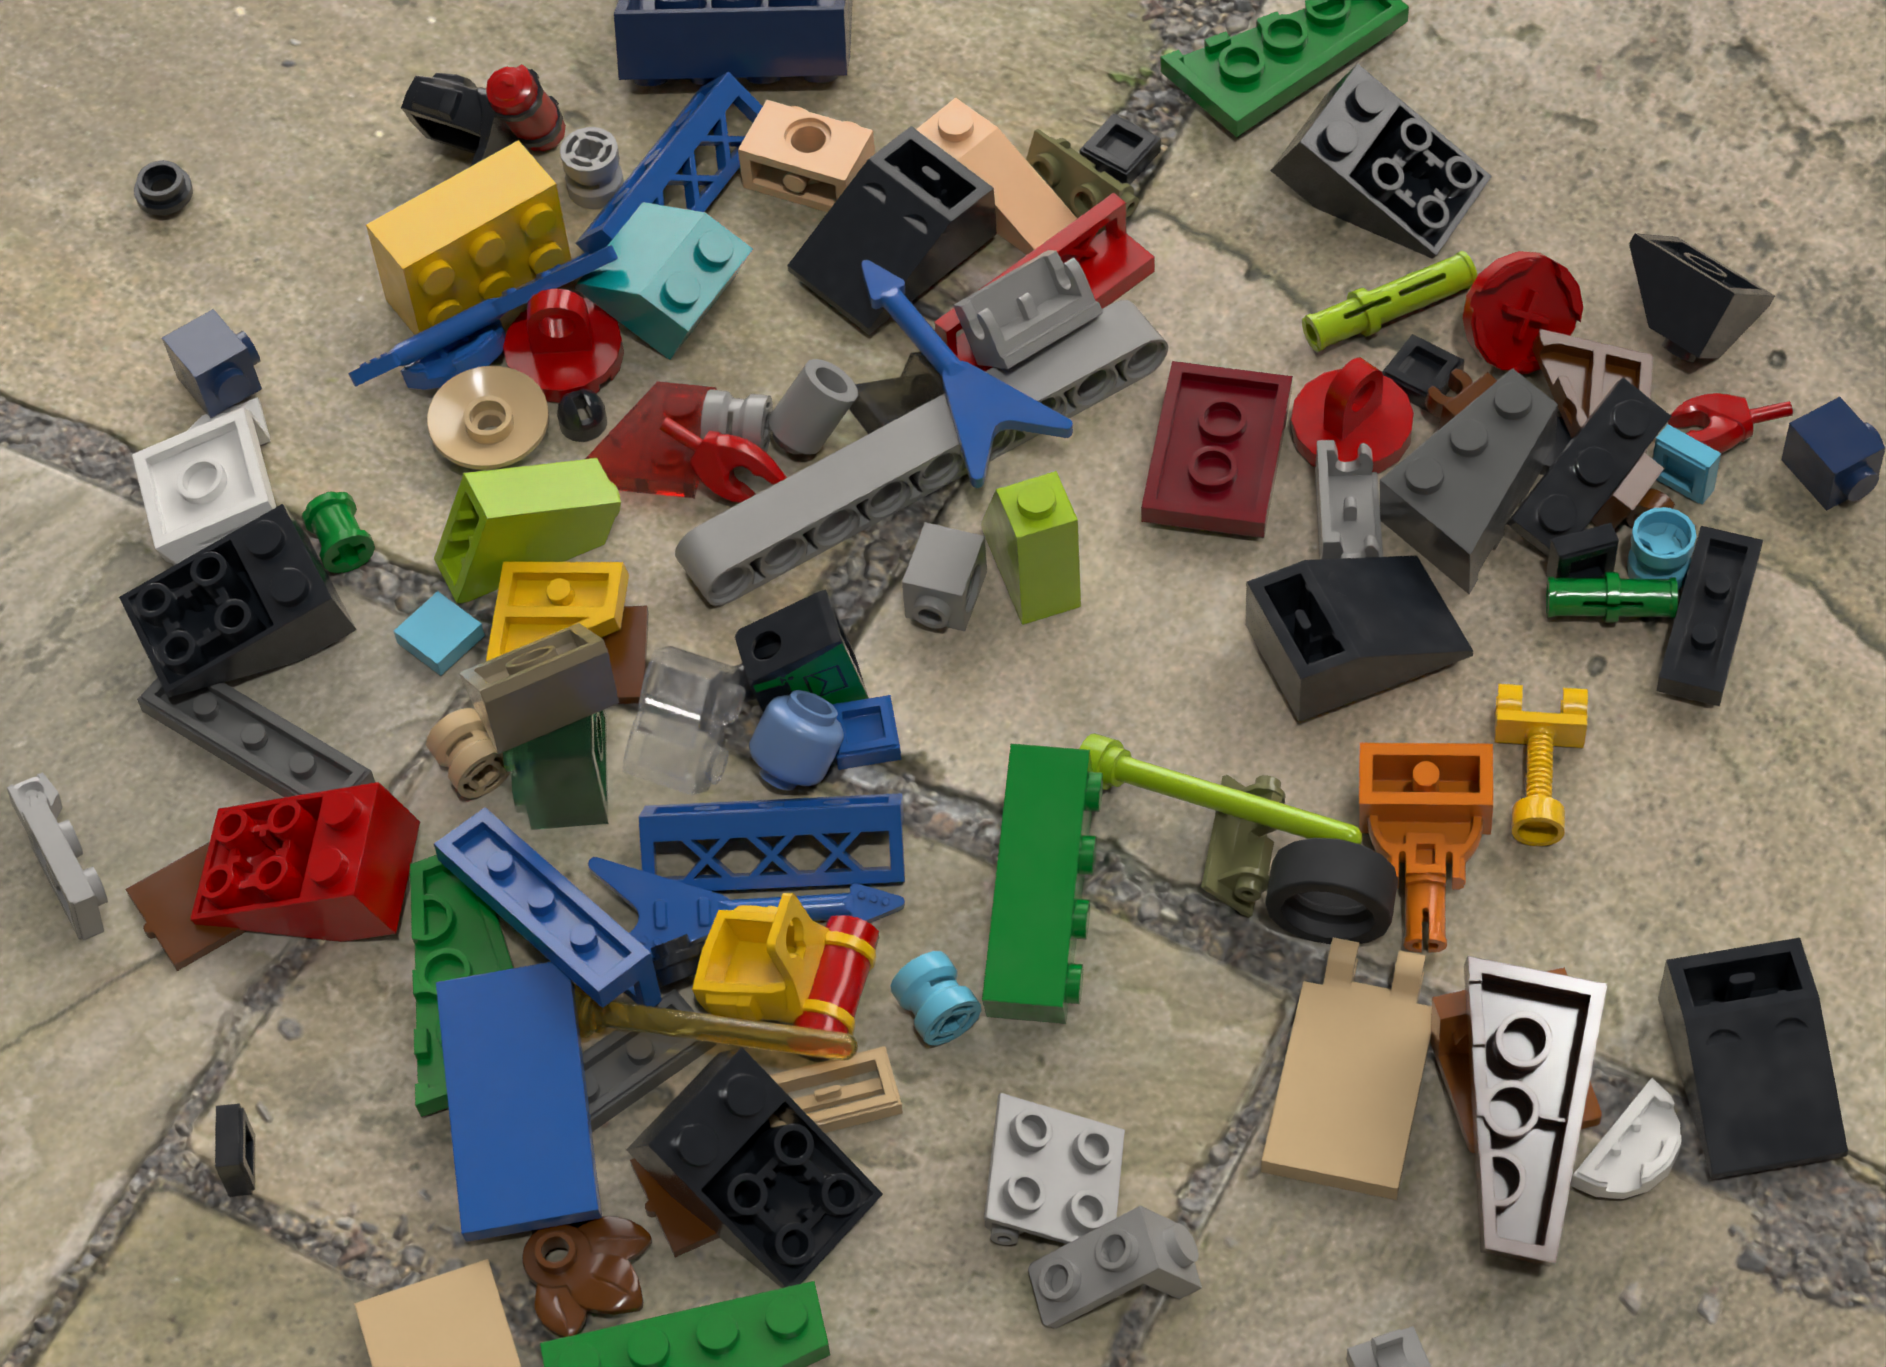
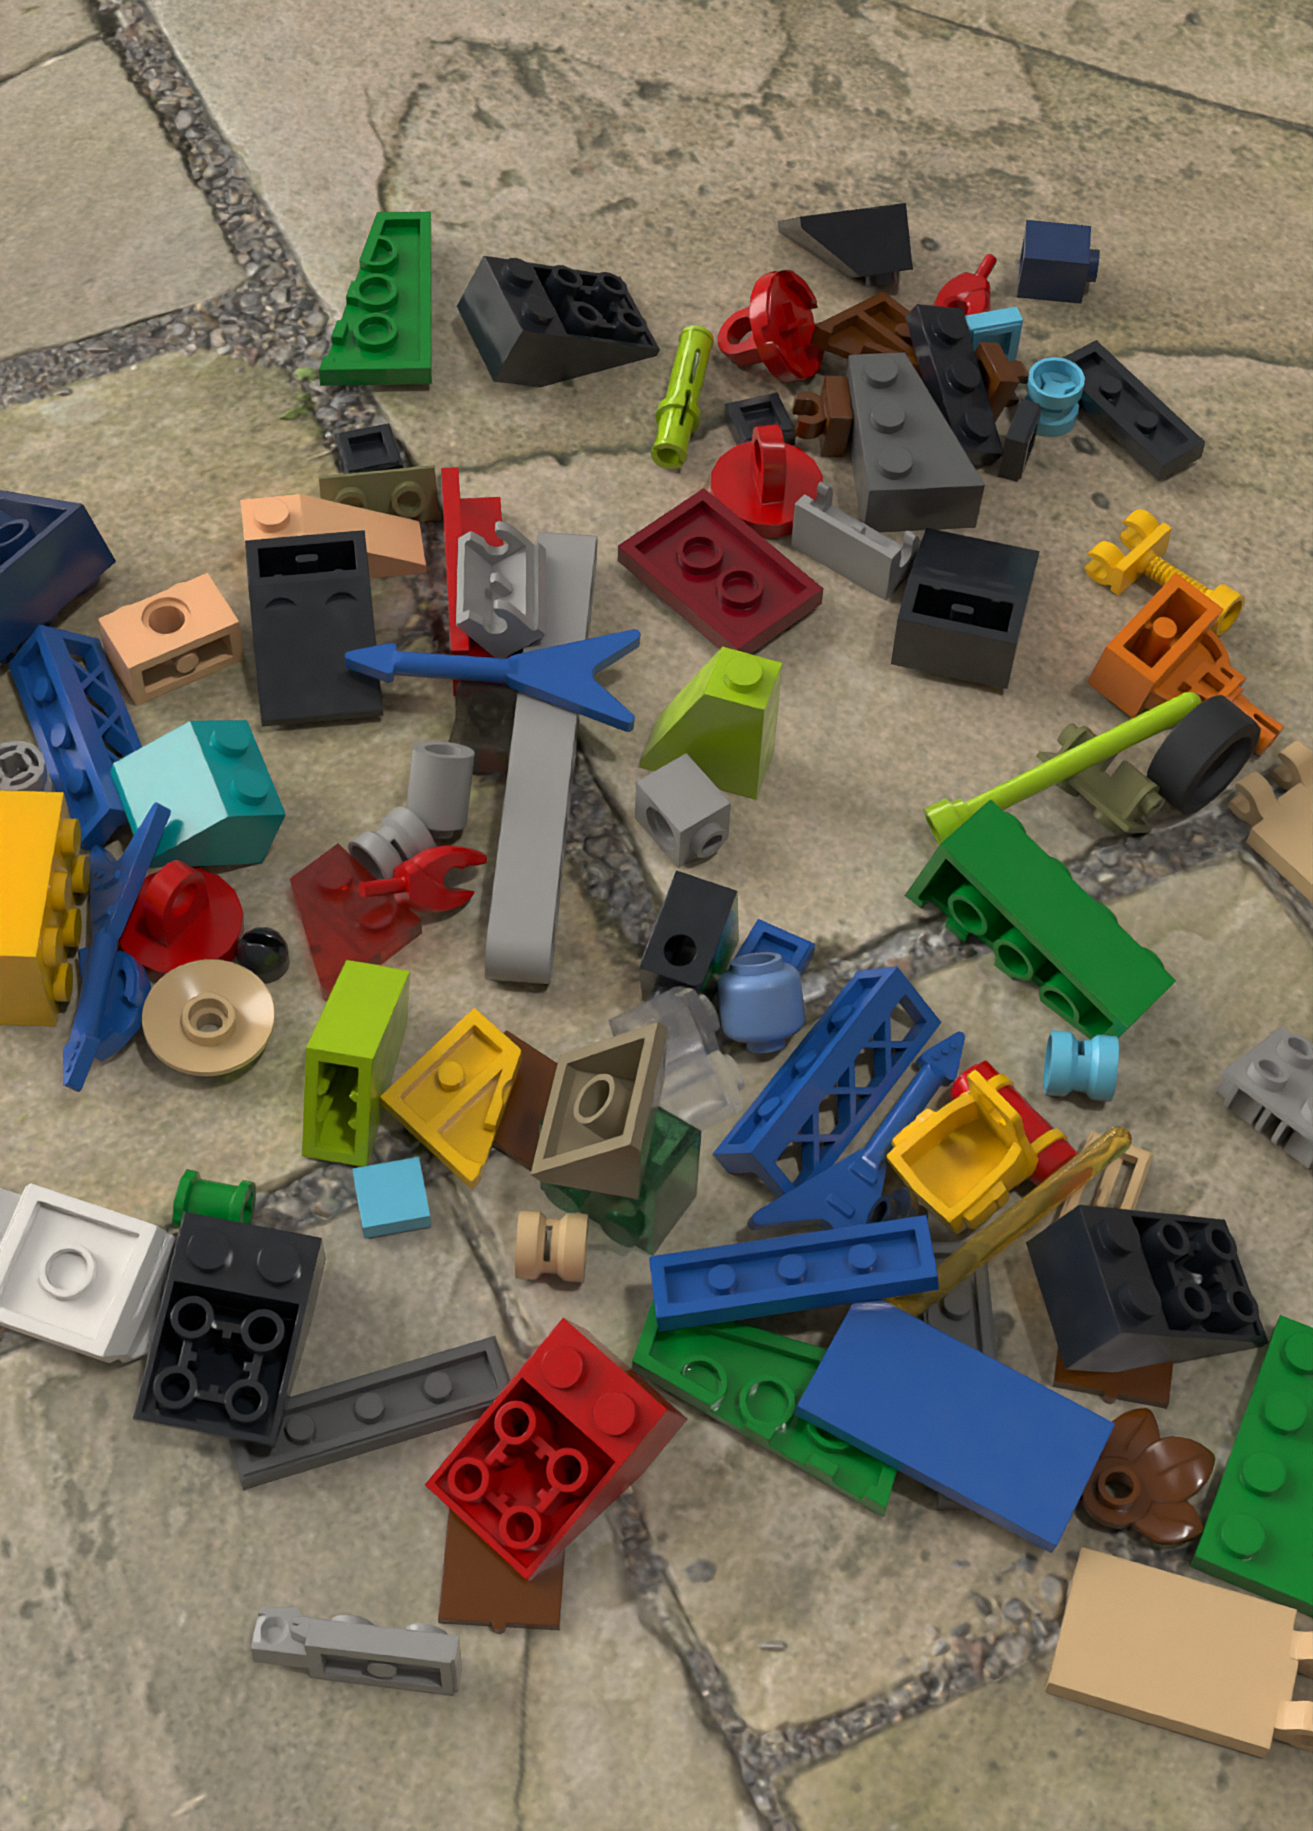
camera: 60 degrees left, 0 degrees up
(235, 1150) = (817, 1686): black tile -> none
(1611, 597) = (1063, 449): green pin -> none

